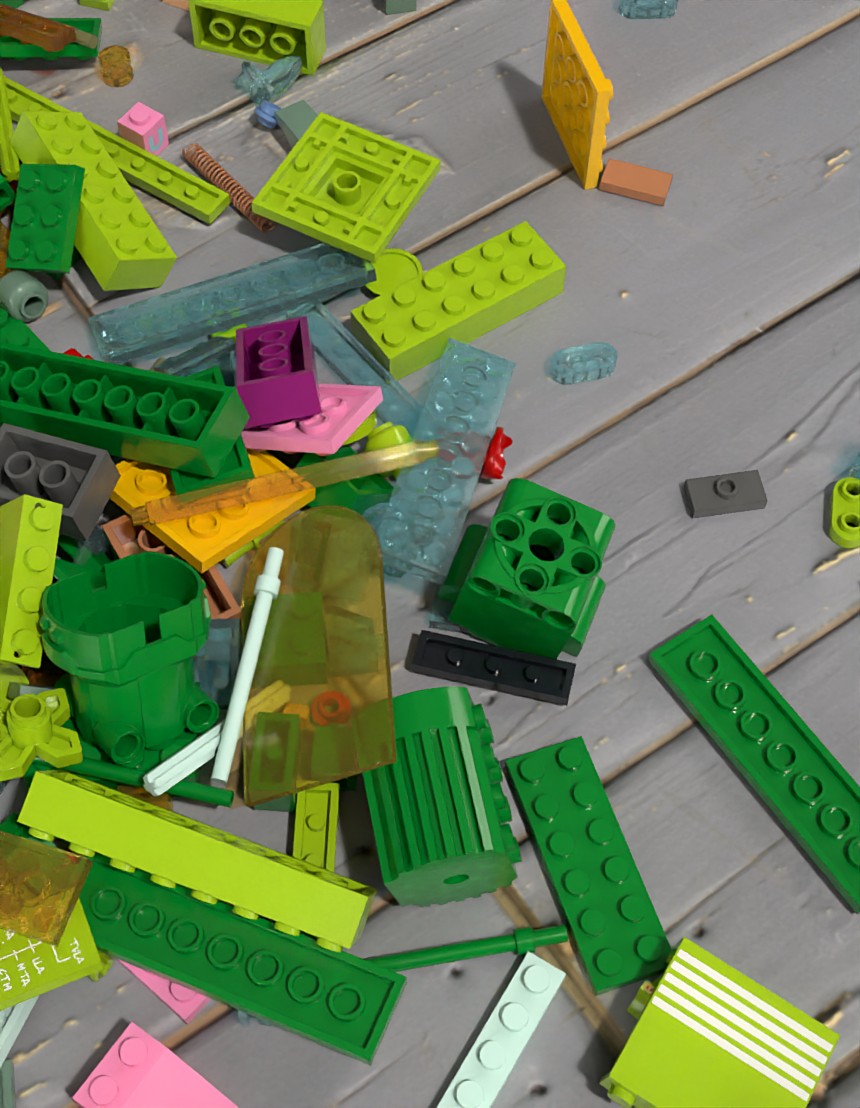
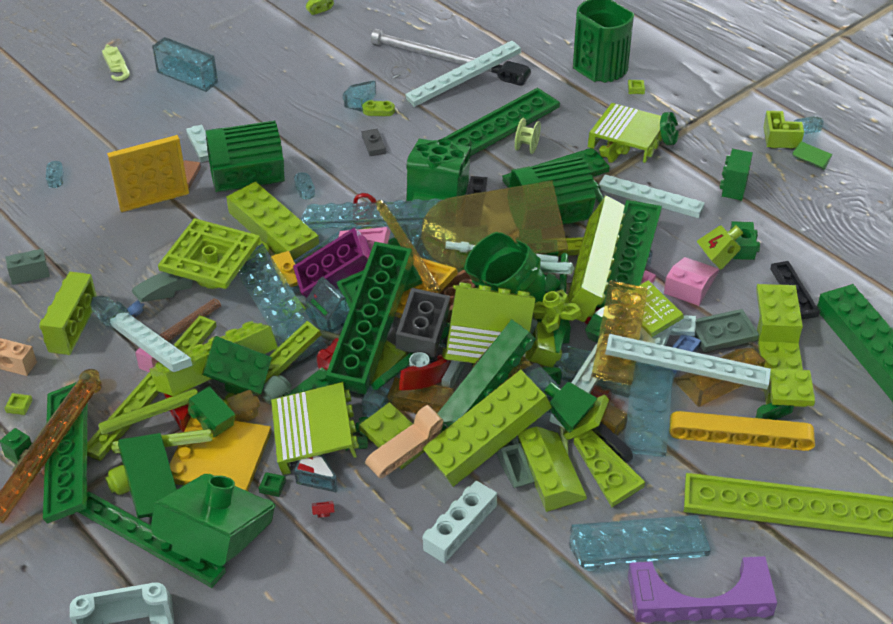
camera: 95 degrees left, 15 degrees down
(92, 306) = (292, 348): none -> lime plate
(132, 109) = (151, 342): none -> light aqua plate
(320, 307) = (285, 265): none -> yellow plate
(629, 238) = (245, 155): none -> green piece
(704, 794) = (527, 135): none -> yellowish green piece
(732, 204) = (198, 139): none -> light aqua plate

